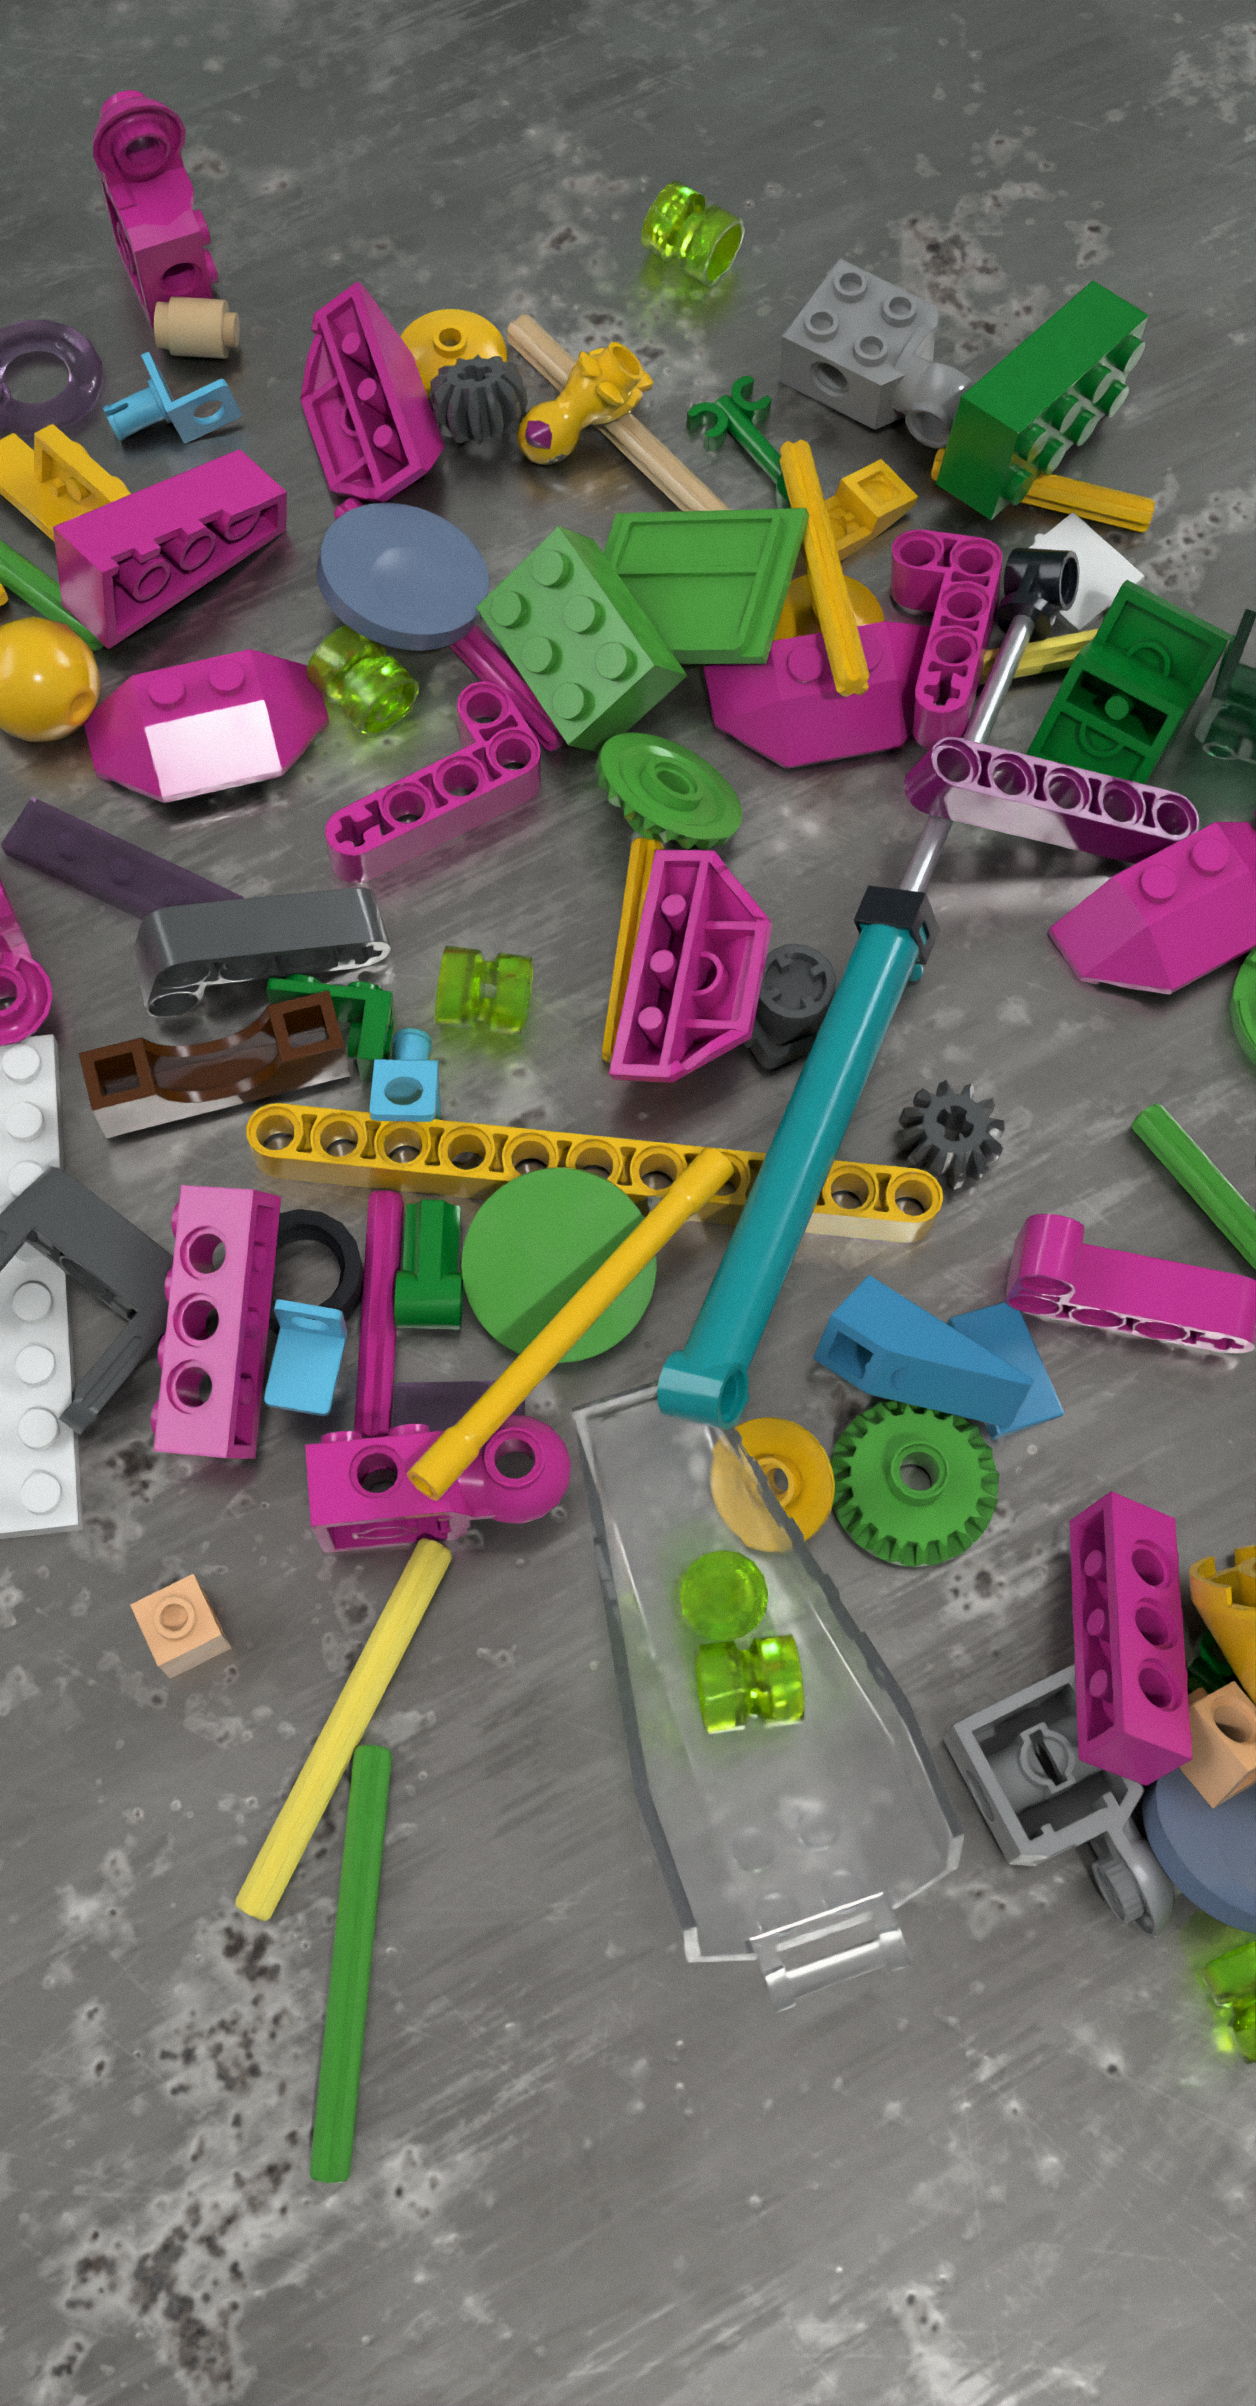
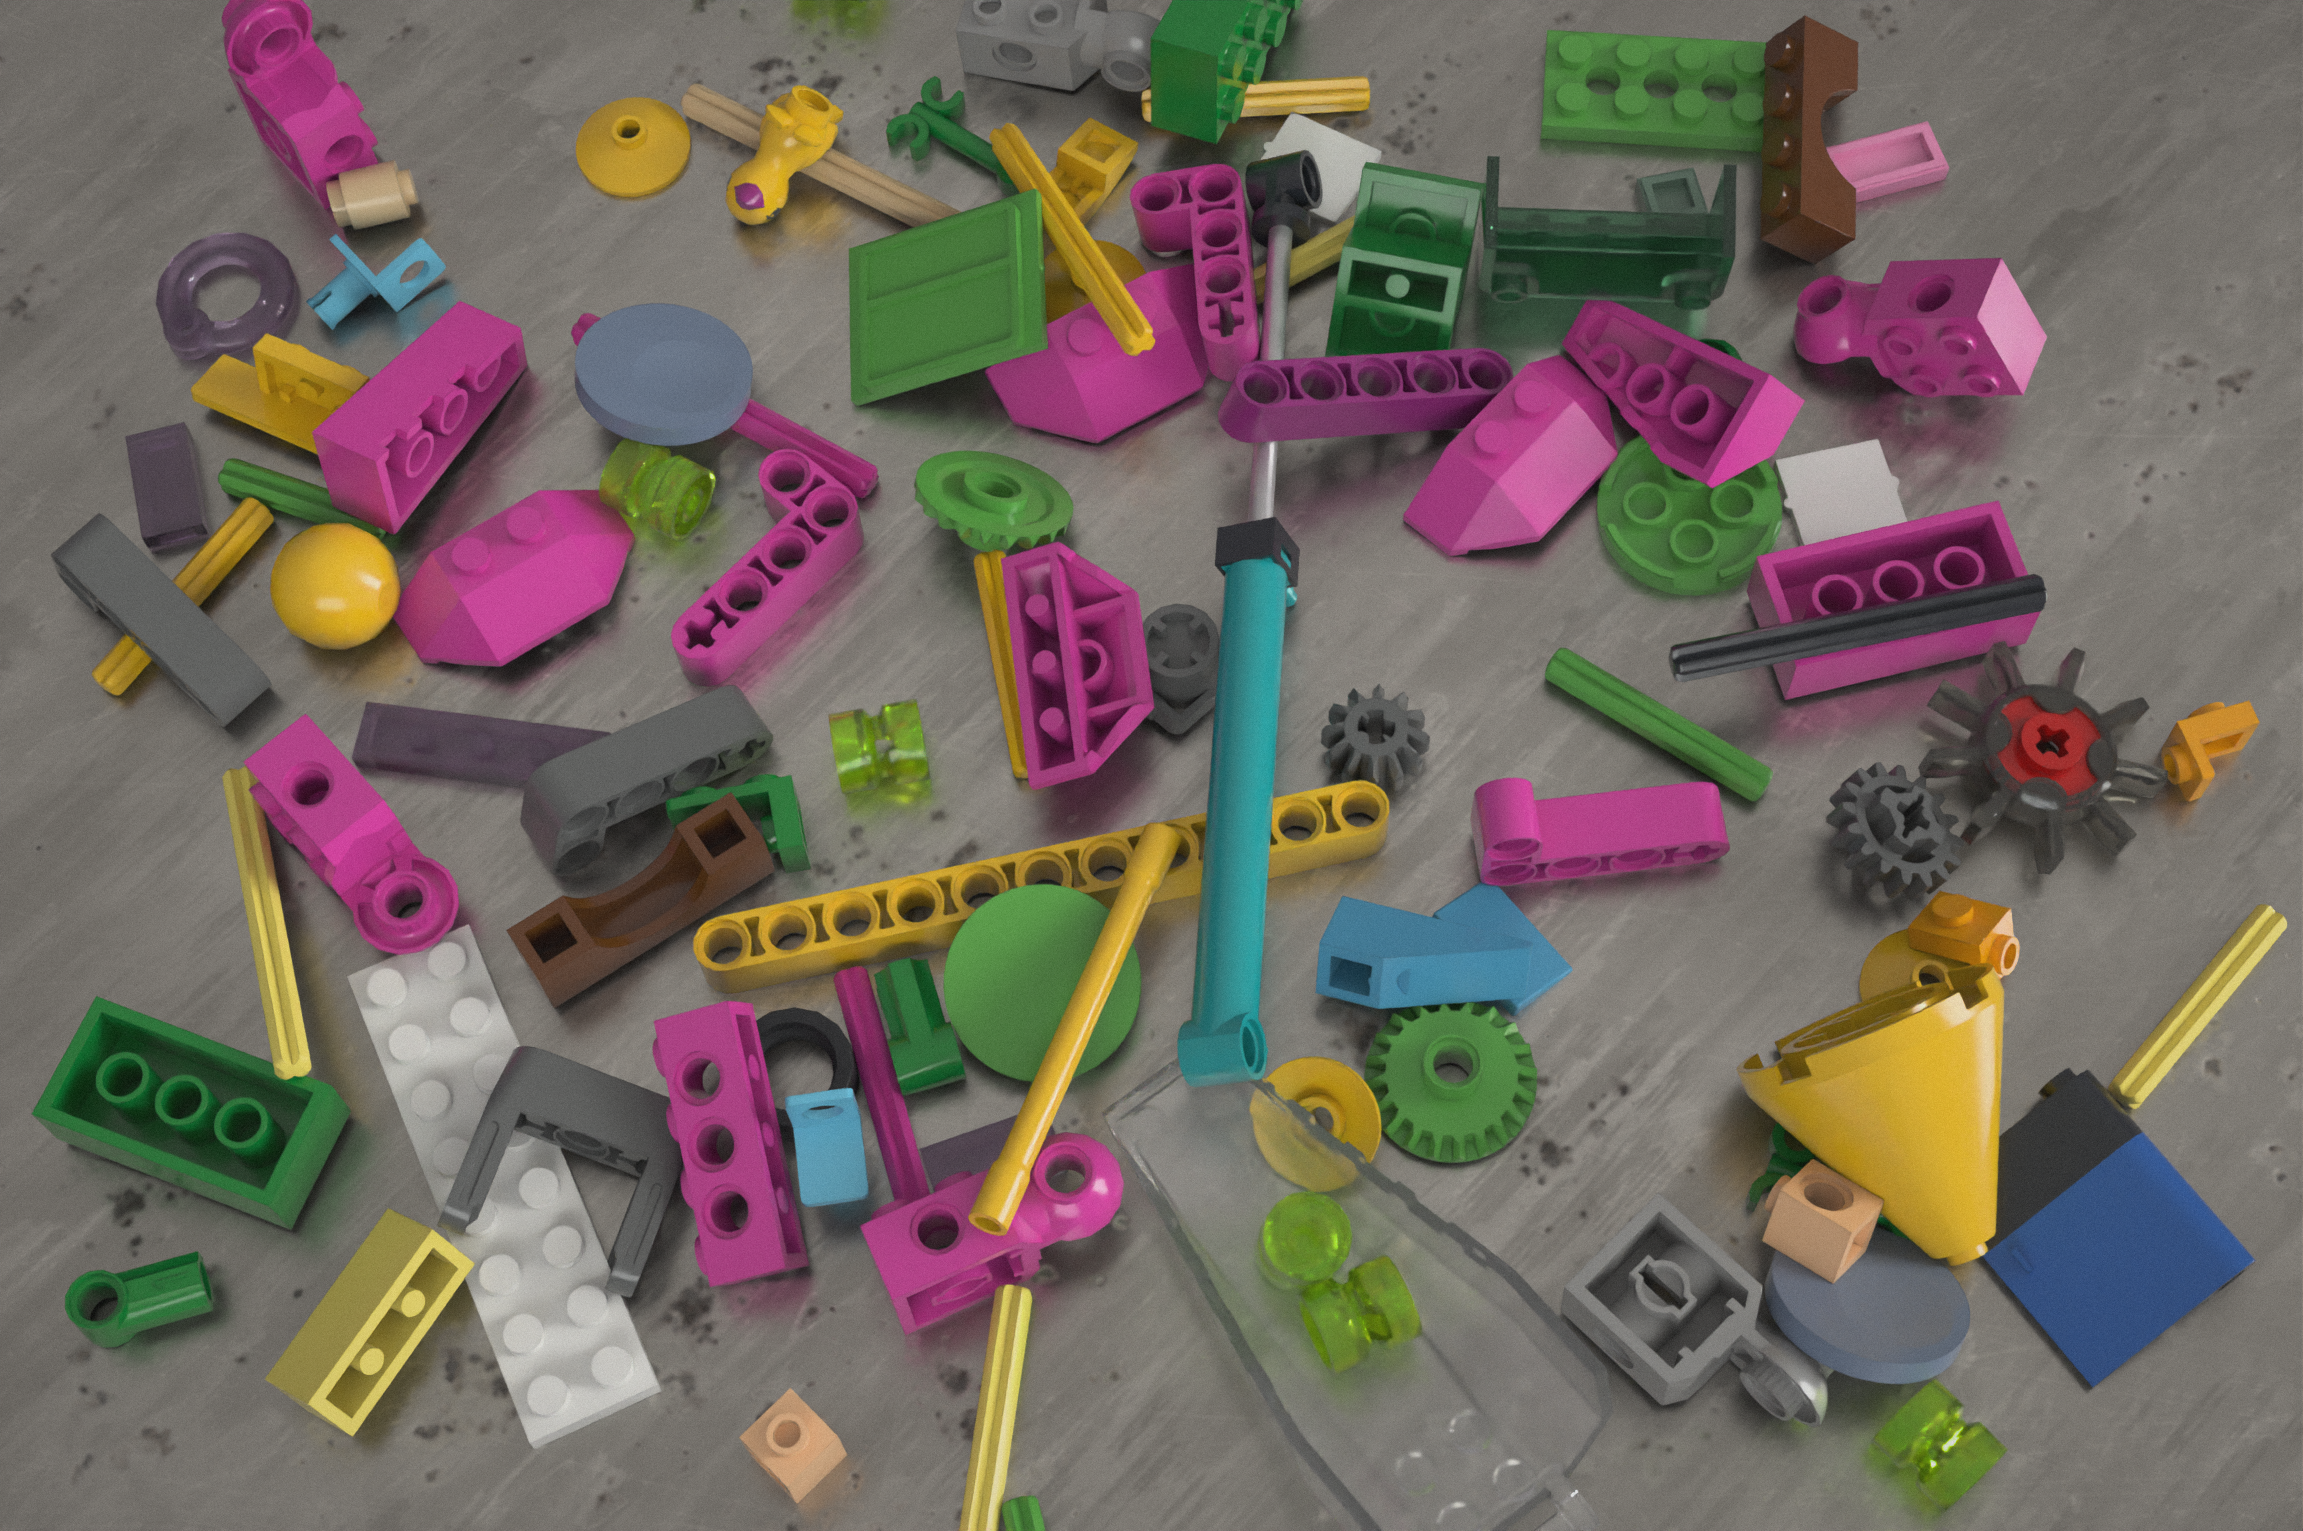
camera: 10 degrees left, 5 degrees down
(366, 401) = (567, 217): dark pink wedge -> none
(407, 1084) = (835, 856): medium azure bracket -> none
(478, 399) = (677, 180): dark grey gear -> none
(580, 640) = (859, 382): bright green brick -> none
(1129, 1640) = (1702, 1152): dark pink brick -> none

